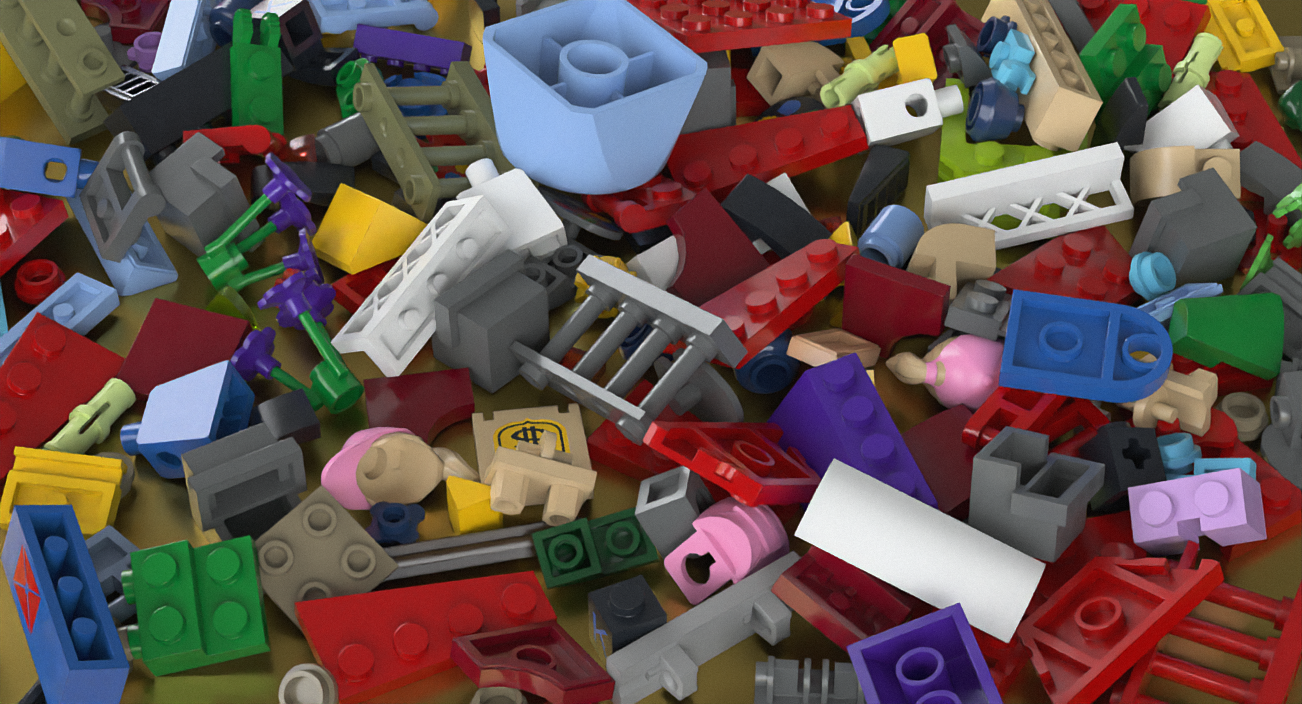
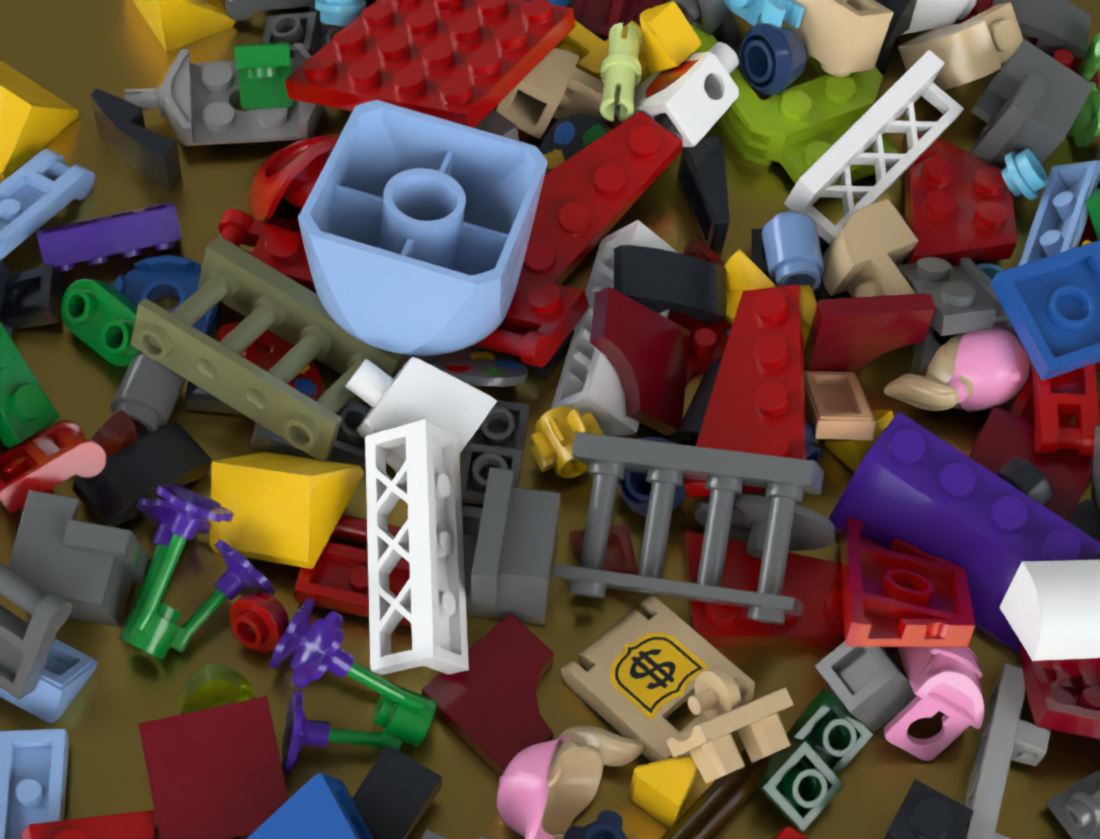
camera: 40 degrees left, 15 degrees up
(927, 454) = (1027, 479): none -> black tile

